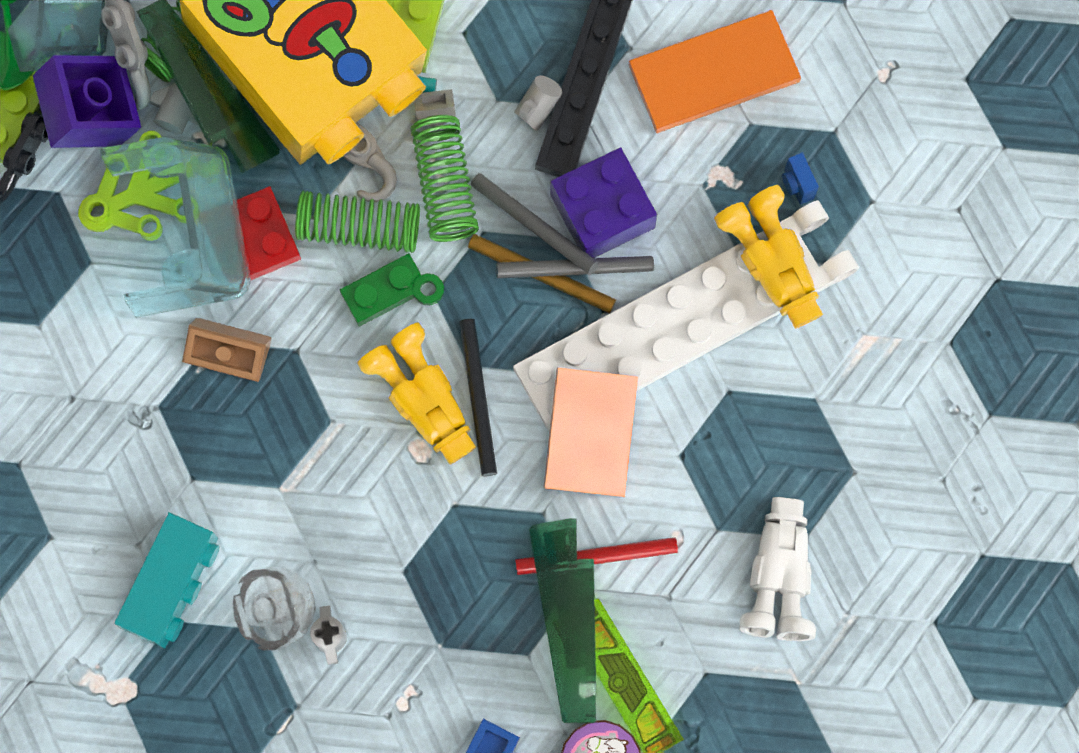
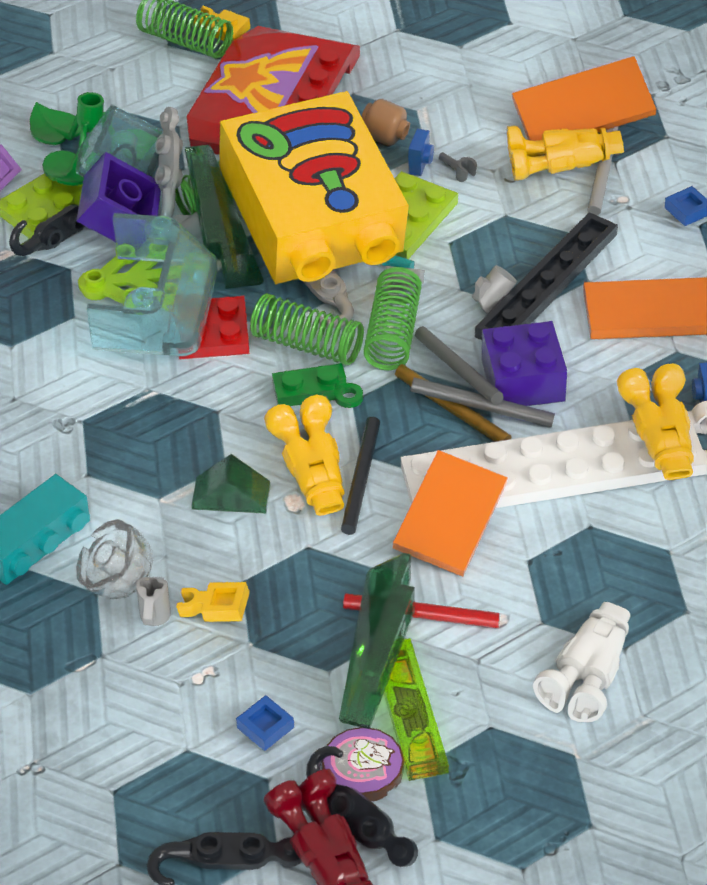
camera: 20 degrees right, 30 degrees down
(226, 349) = (157, 393): medium nougat slope -> none
(352, 460) = (231, 488): none -> clear green slope
(395, 613) = (219, 603): none -> yellow plate

